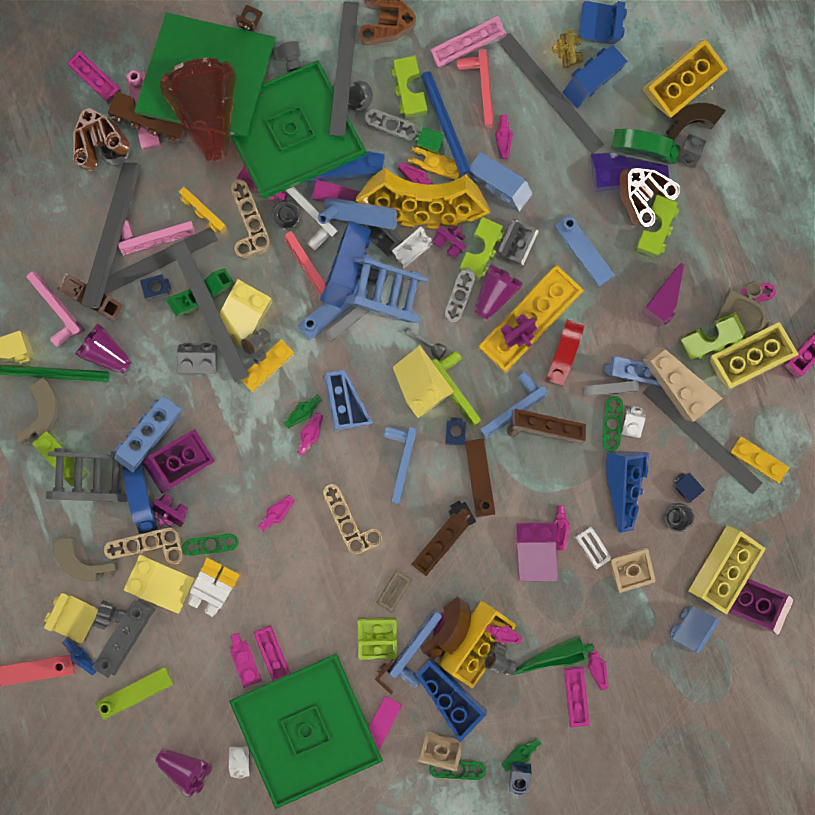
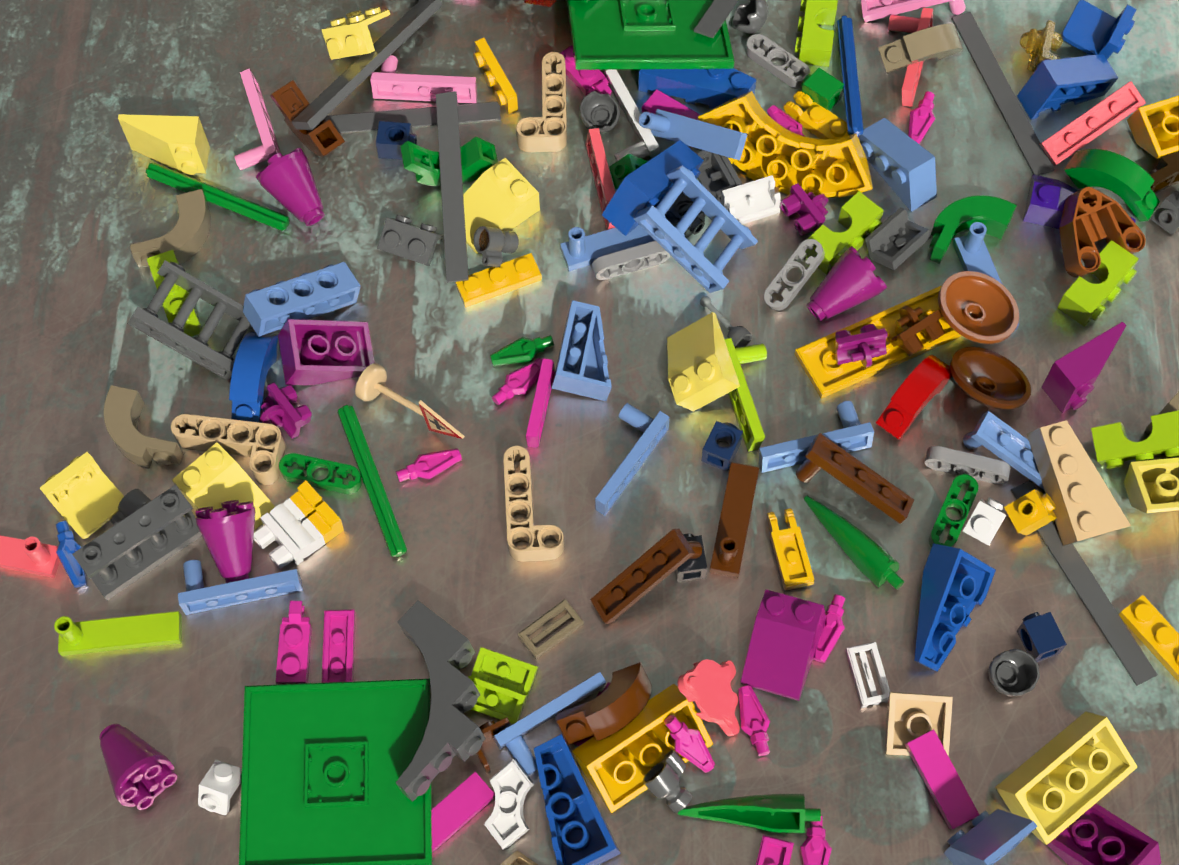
camera: 30 degrees right, 20 degrees down
(87, 213) = (351, 35): none -> light yellow bracket
(173, 655) = (202, 599): none -> medium blue piece
(176, 611) = (229, 537): none -> magenta cone
(218, 474) = (373, 382): none -> tan piece
(242, 534) = (372, 481): none -> green axle
(322, 258) = (624, 167): none -> green bracket
(330, 446) = (540, 403): none -> dark pink tile
(354, 659) = (452, 695): none -> dark grey arch
(410, 700) = (510, 790): none -> white tile
(494, 84) = (928, 43): none -> dark tan arch
(506, 598) = (711, 690): none -> coral tile
(521, 487) = (790, 552): none -> yellow hinge
(535, 601) = (754, 719): none -> dark pink piece
(549, 305) = (929, 325): none -> reddish brown hips
(560, 467) = (861, 549): none -> green piece
(563, 201) = (961, 214): none -> green arch
(591, 270) = (978, 307): none -> dark orange dish
(608, 318) = (990, 378): none -> reddish brown dish
(620, 104) = (1092, 123): none -> coral piece
(656, 597) = (942, 779): none -> dark pink tile
(659, 408) = (1031, 512): none -> yellow brick

